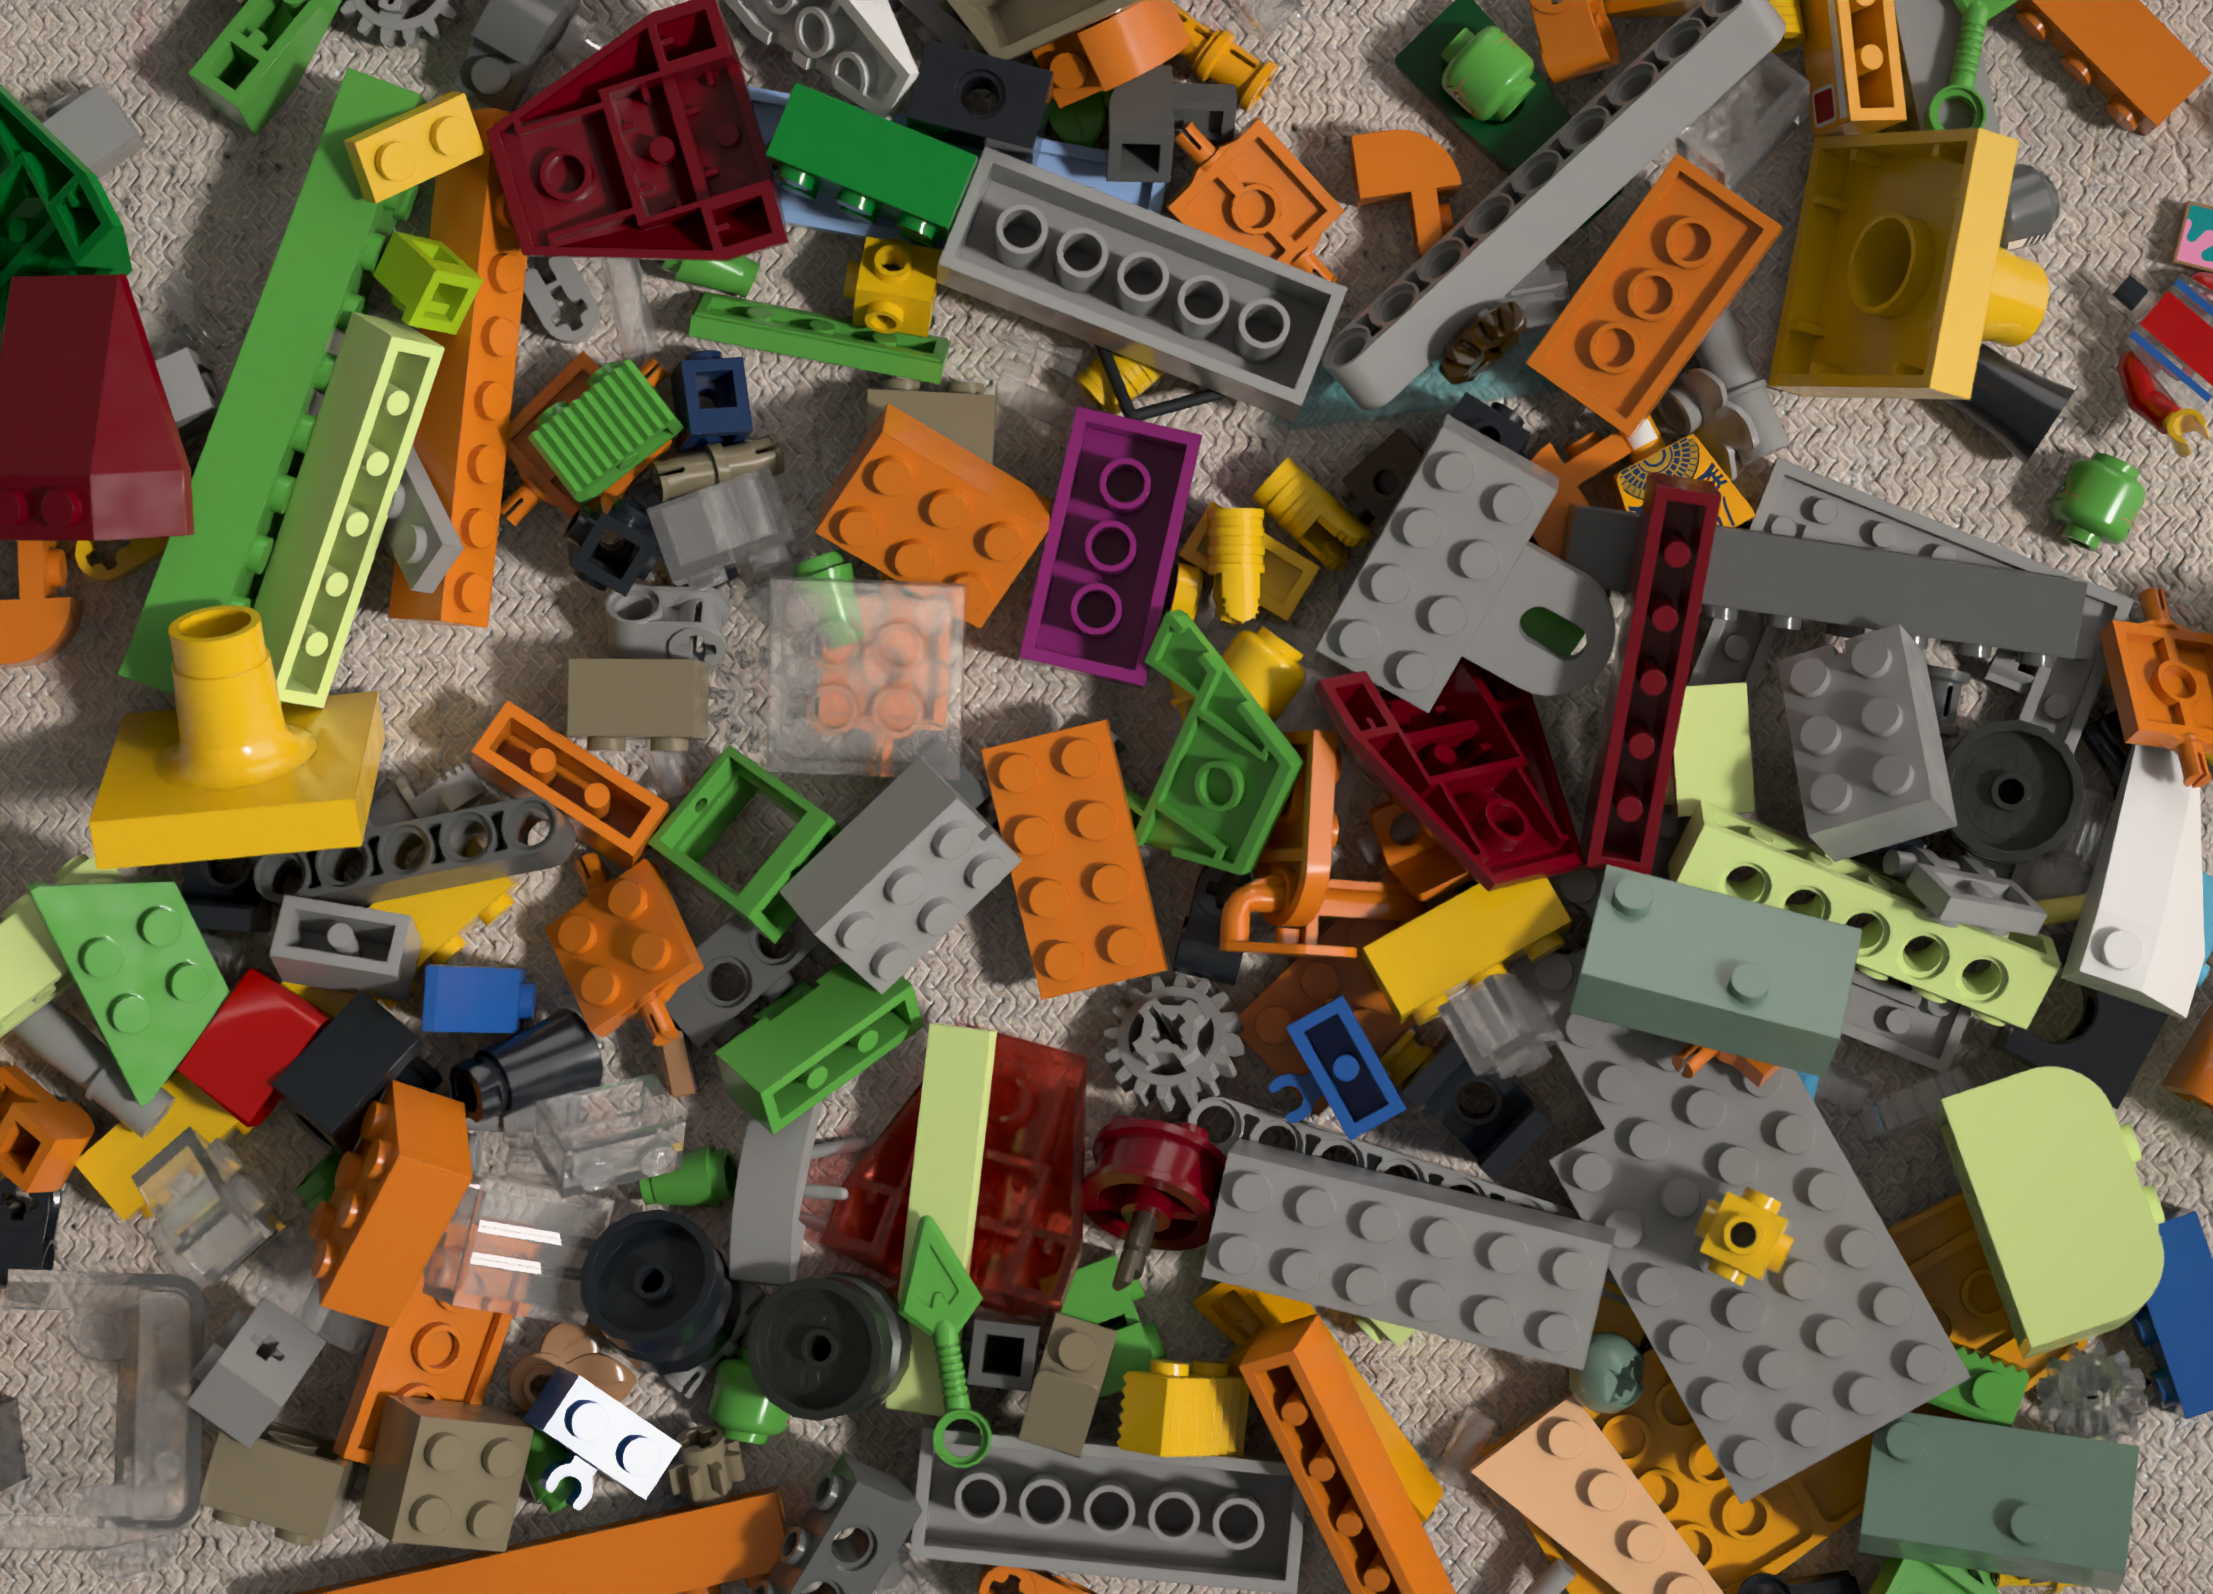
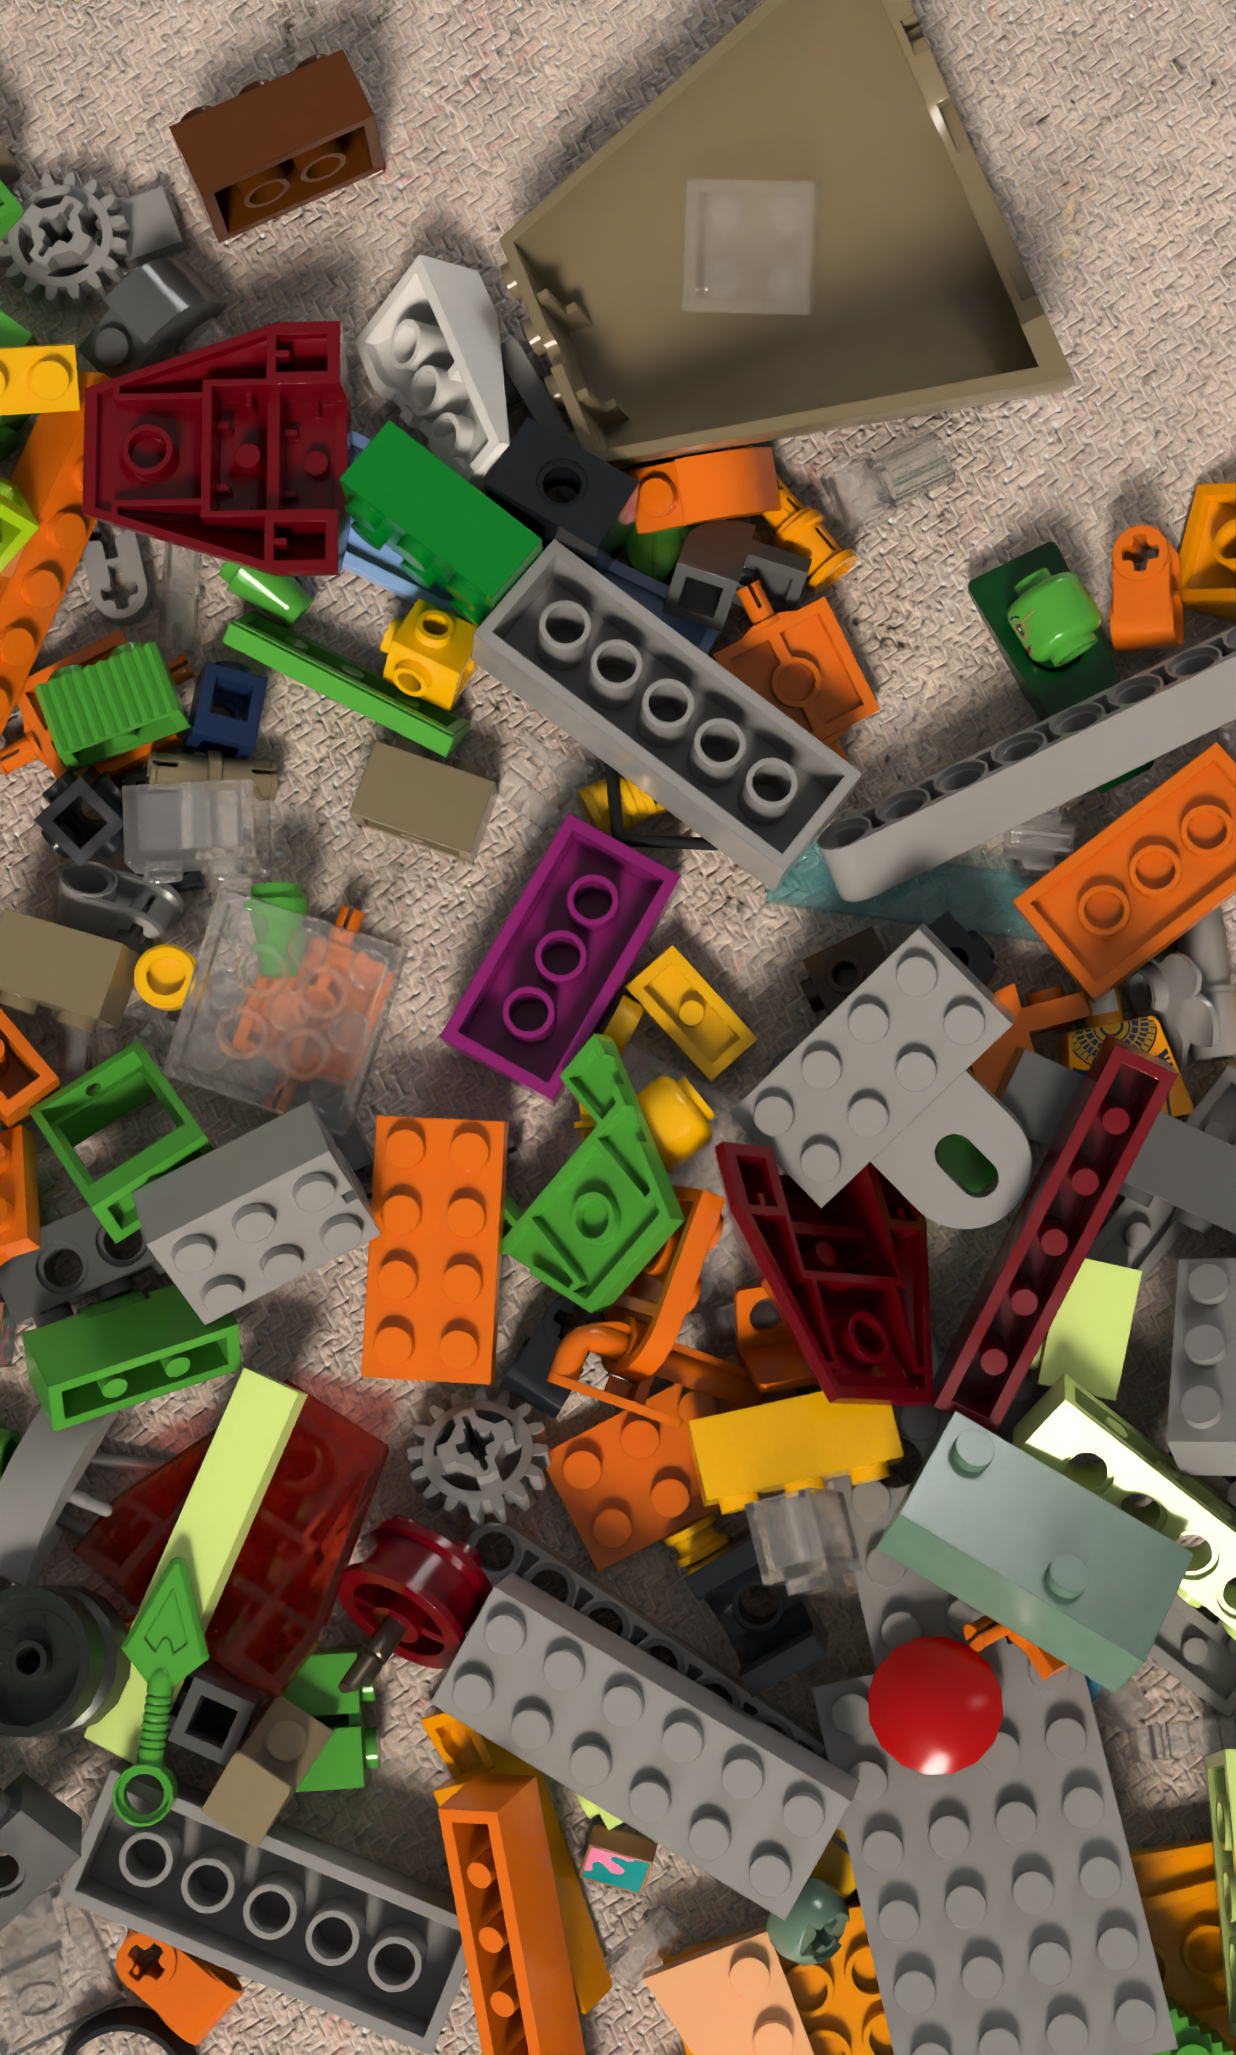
camera: 15 degrees right, 5 degrees down
(739, 677) = (164, 976): none -> yellow tile
(933, 512) = (400, 874): orange brick -> none
(1184, 1410) = (374, 1832): yellow brick -> none
(1236, 562) = (677, 1007): yellow hinge -> none
(1310, 514) = (756, 976): yellow hinge -> none
(1341, 1069) = (632, 1534): blue brick -> none
(1407, 168) = (950, 687): orange brick -> none
(1414, 1374) = (618, 1859): none -> tile
(1482, 342) = (976, 867): dark brown gear -> none
(1666, 1139) = (935, 1705): none -> red dish
(1765, 1253) = (966, 1811): yellow brick -> none

